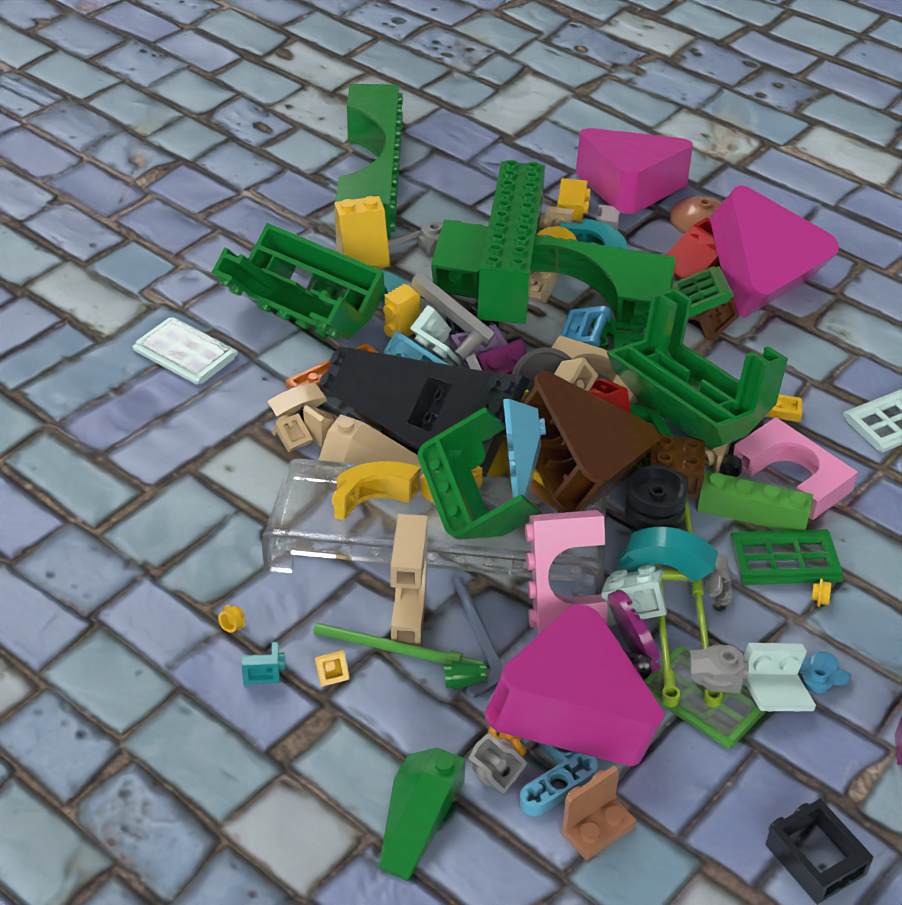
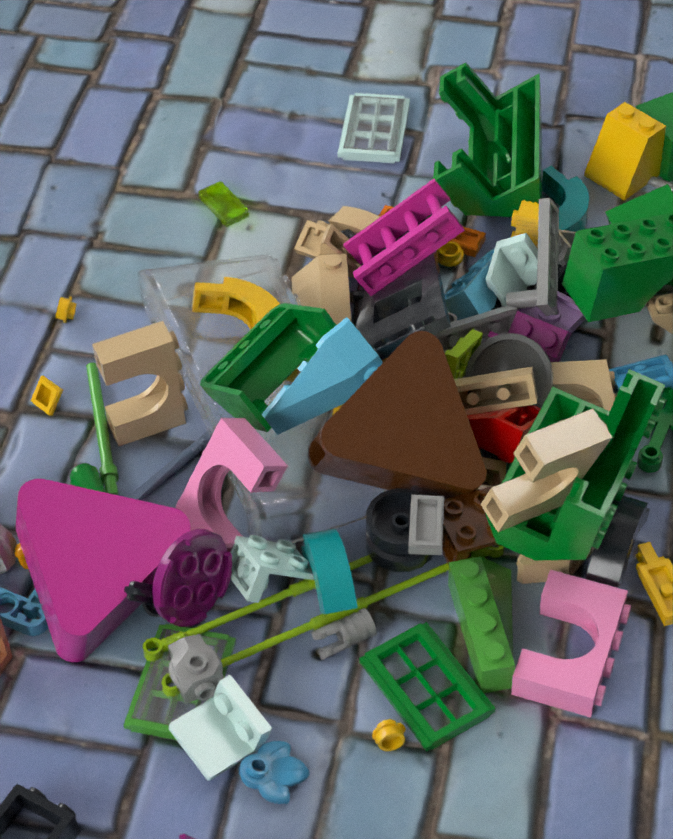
camera: 65 degrees right, 5 degrees up
(188, 471) = (223, 203): none -> clear neon green tile
(263, 668) = (23, 355): teal bracket -> none
(390, 381) = (412, 247): none -> dark pink fence
(679, 474) = (426, 525): none -> light grey tile
(728, 466) = (532, 585): black hinge -> none
(746, 333) = (551, 464): none -> tan arch

